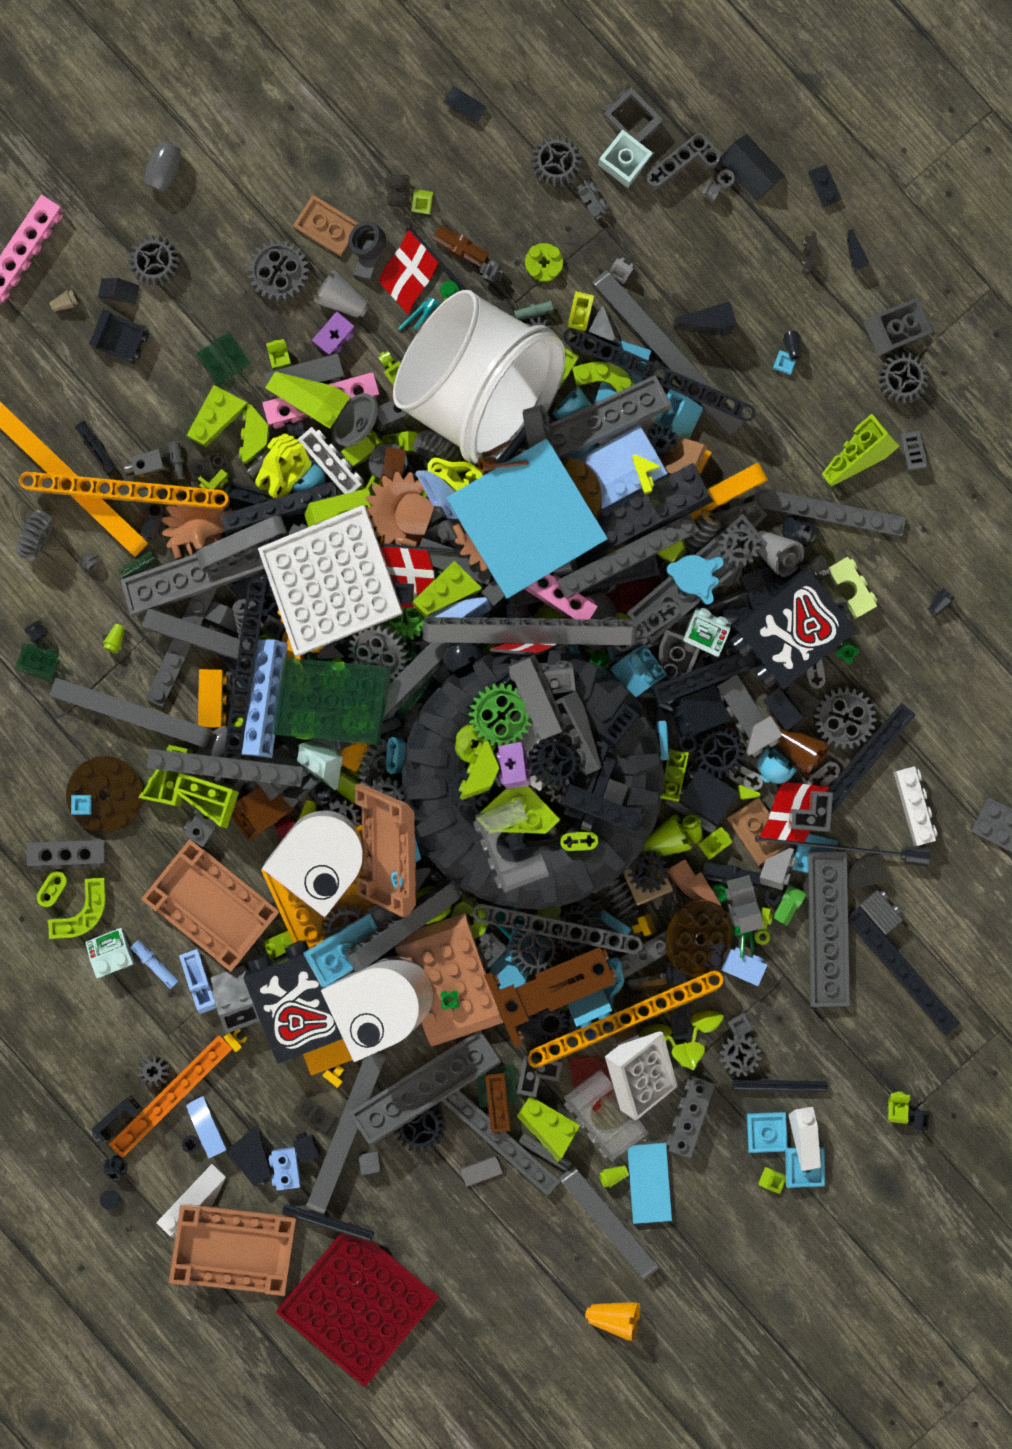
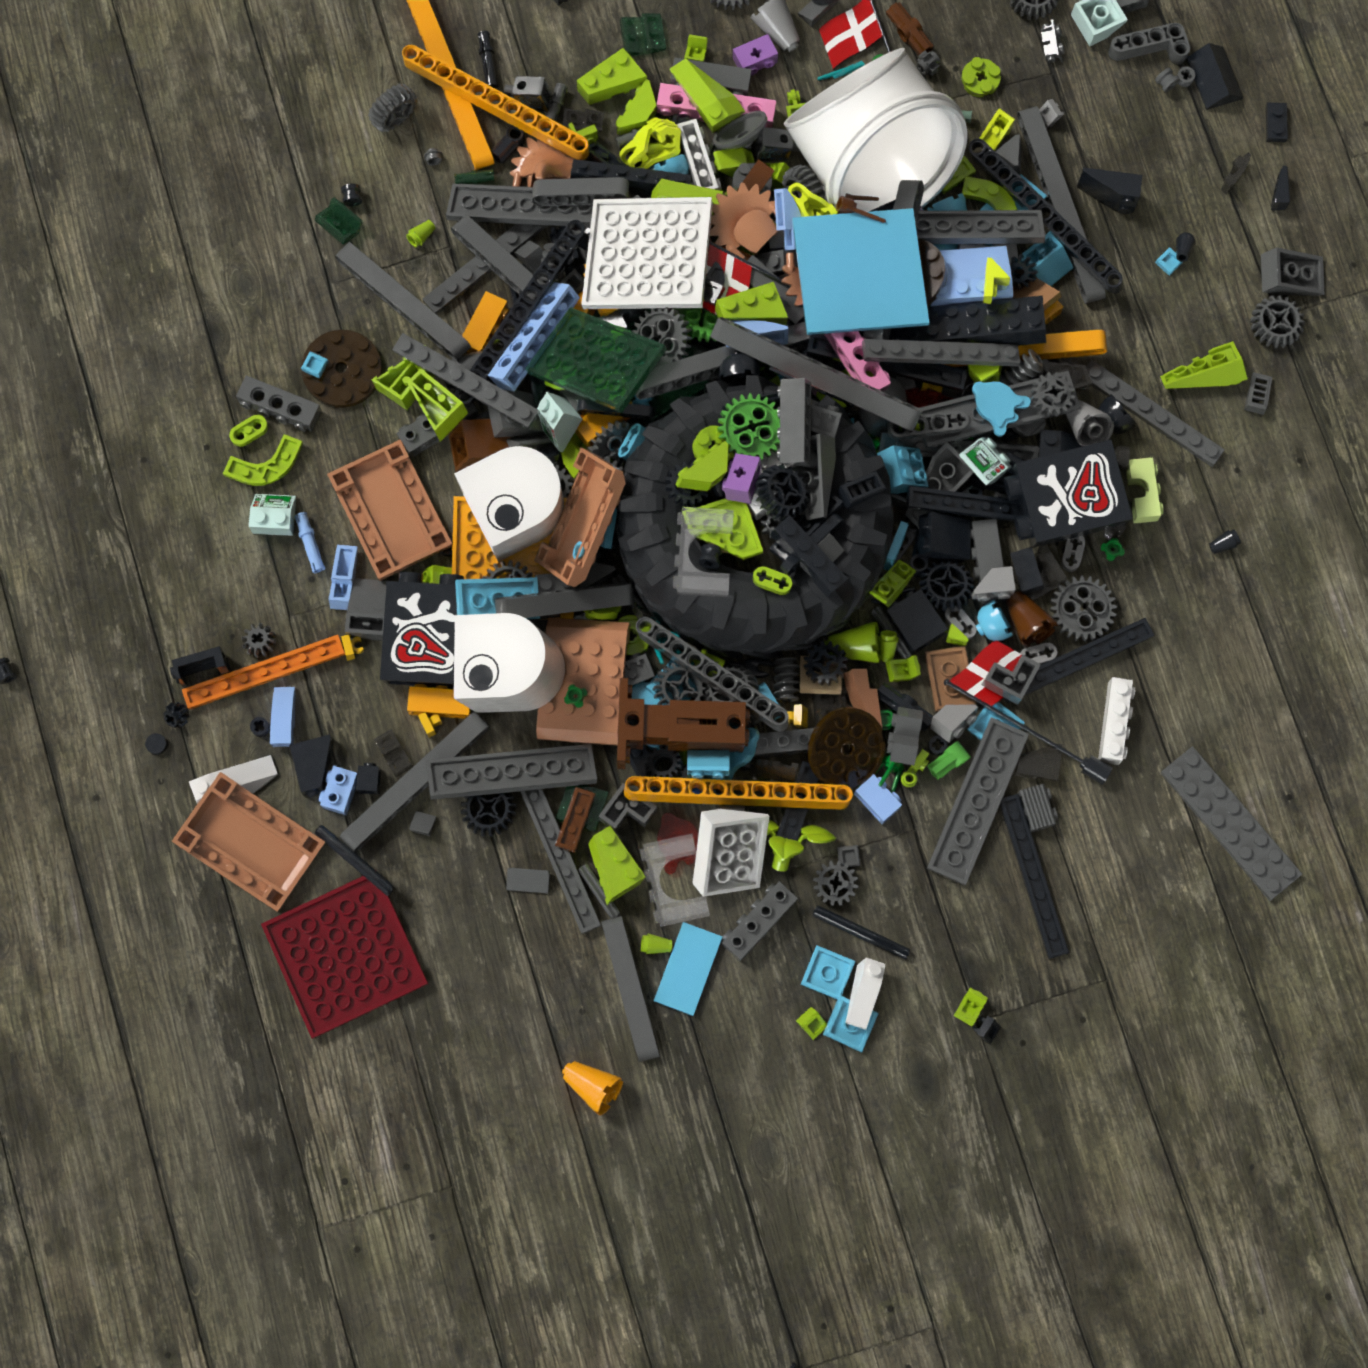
camera: 25 degrees right, 10 degrees down
(400, 573) = (716, 274): none -> black tile

